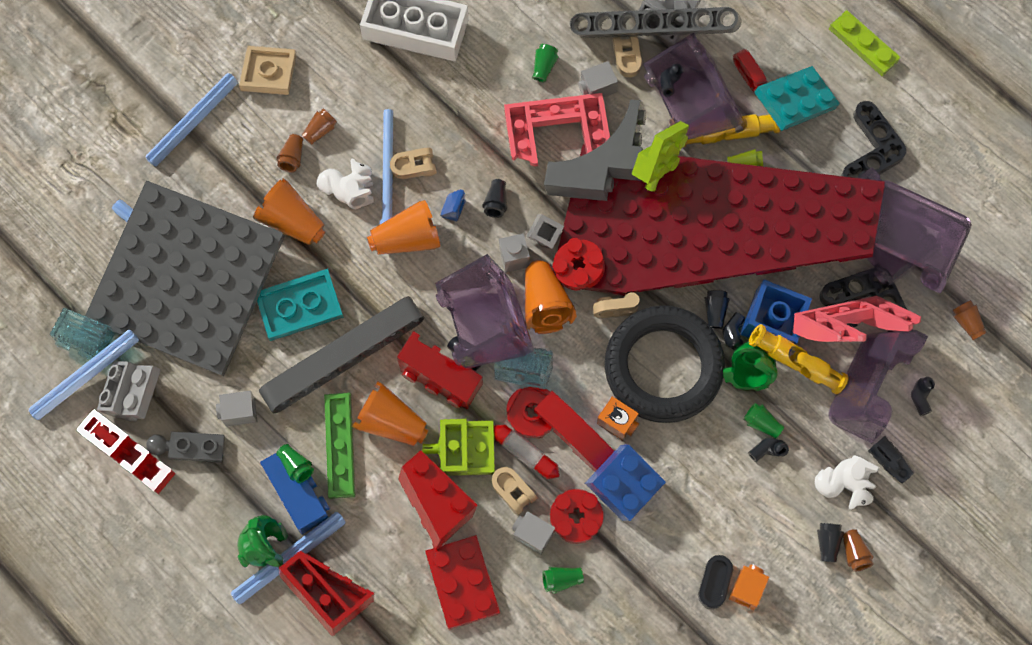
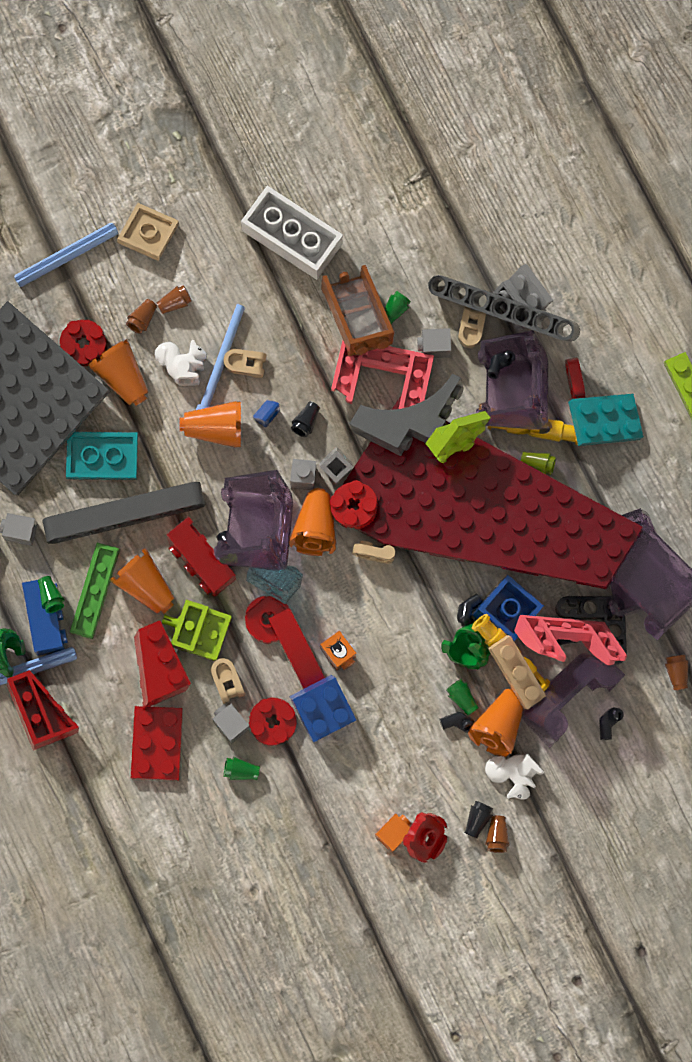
camera: 15 degrees right, 5 degrees up
(239, 185) = (83, 329): none -> red plate
(511, 75) = (358, 312): none -> door
(526, 451) = (250, 651): piece -> none
(680, 322) = (407, 577): black tyre -> none
(715, 582) = (369, 818): black tile -> none
(716, 307) = (461, 583): black cone -> none
(785, 579) = (424, 826): none -> red plate
(813, 373) = (517, 672): none -> tan plate
(814, 435) = (498, 724): none -> orange cone
(881, 145) = (666, 487): black beam -> none
(891, 459) = (559, 768): black hinge -> none

